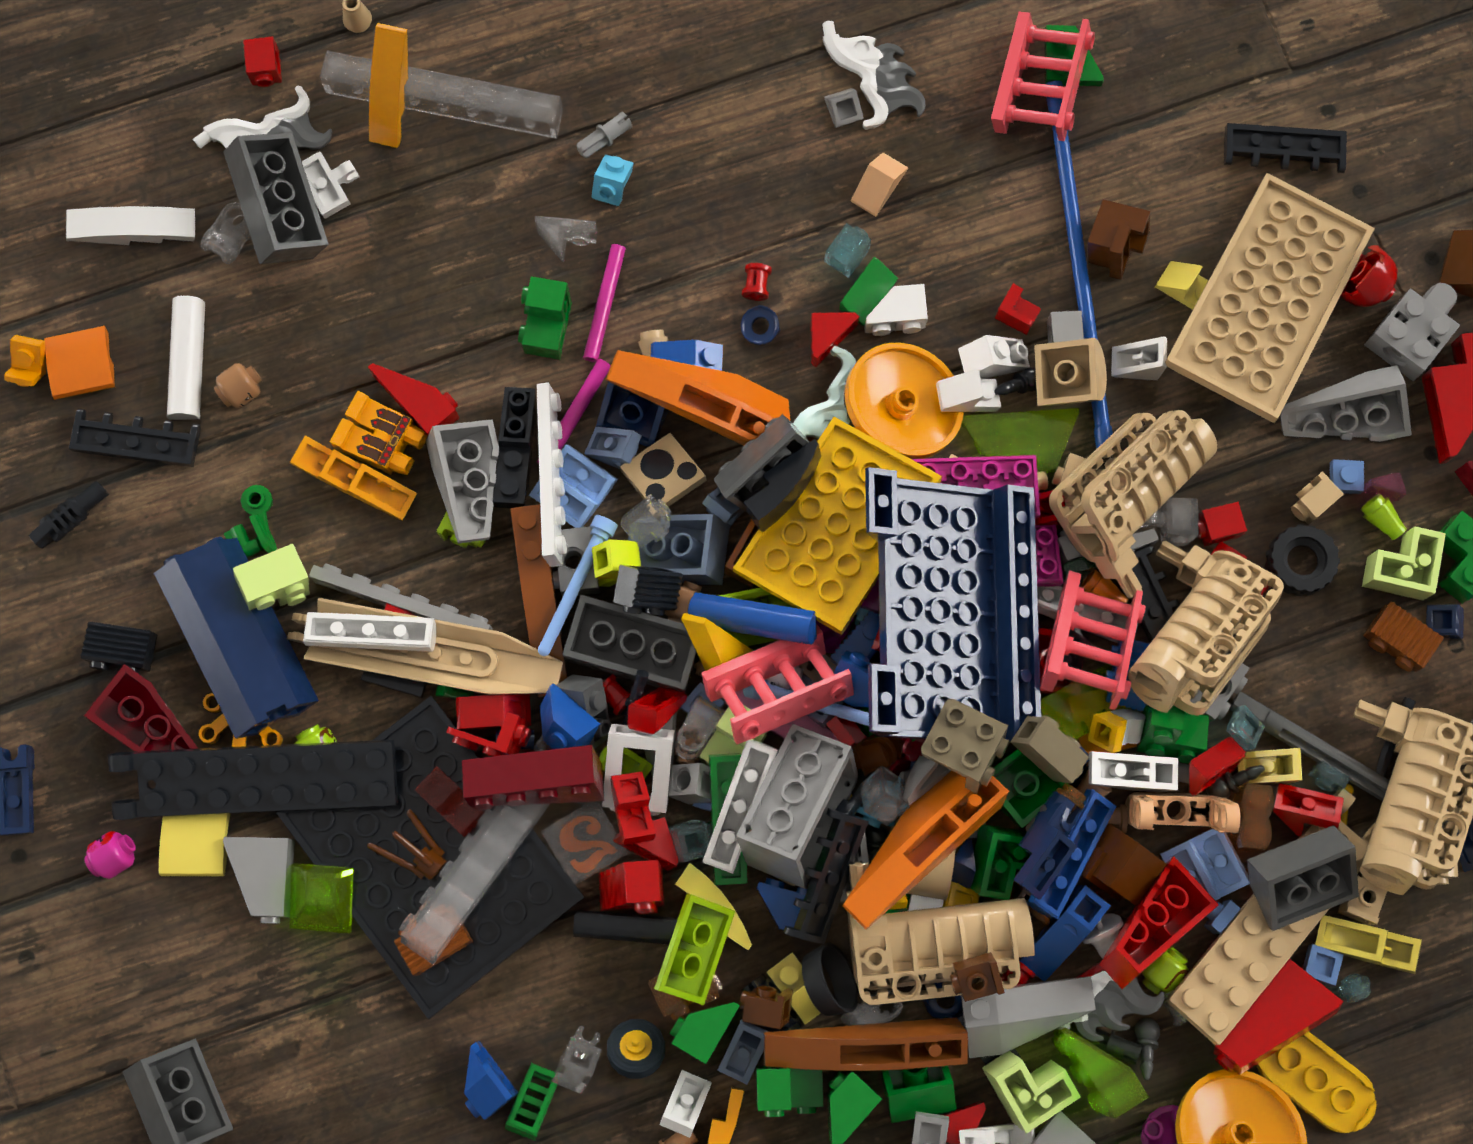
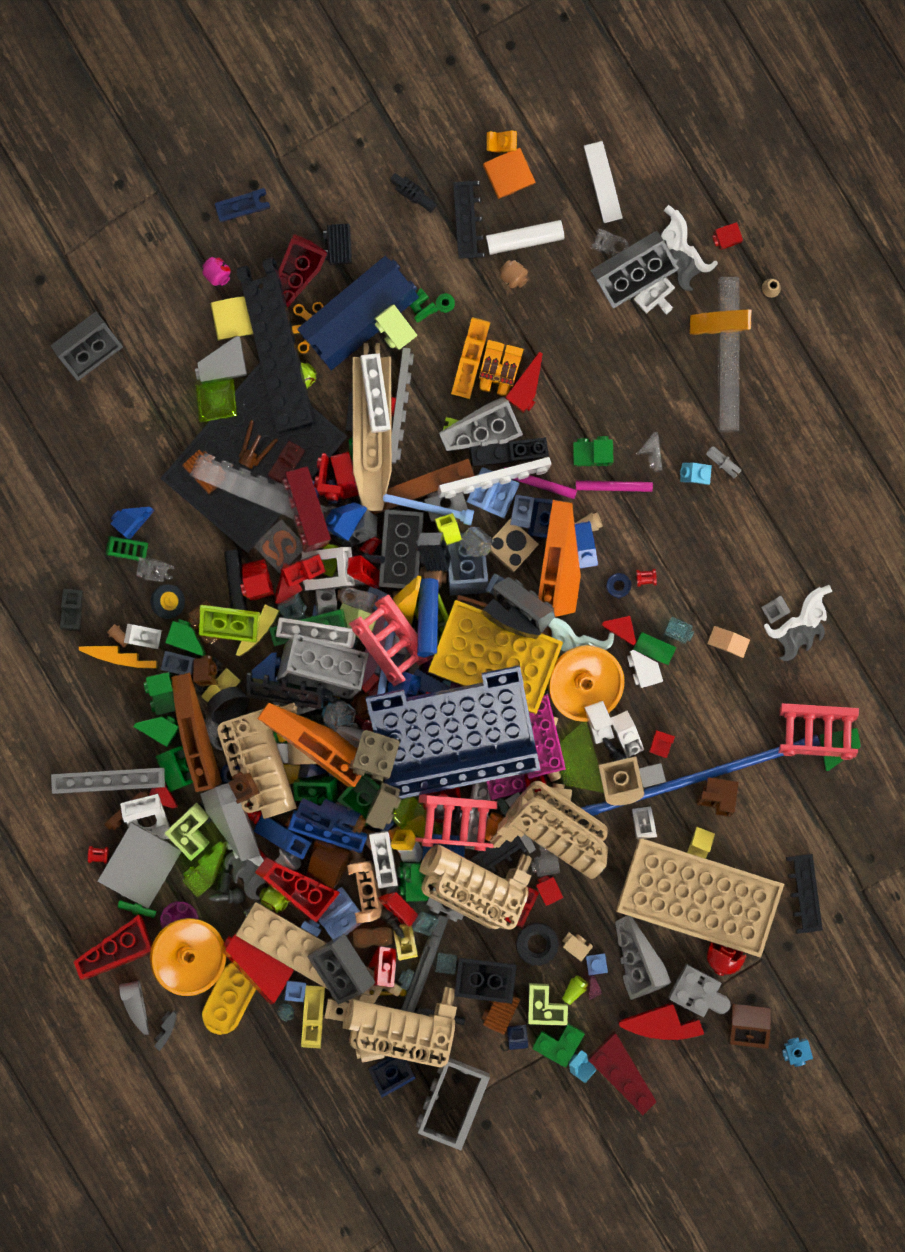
camera: 80 degrees right, 10 degrees up
(1311, 710) = (446, 963): none -> clear light blue plate
(1353, 648) = (485, 980): none -> black slope

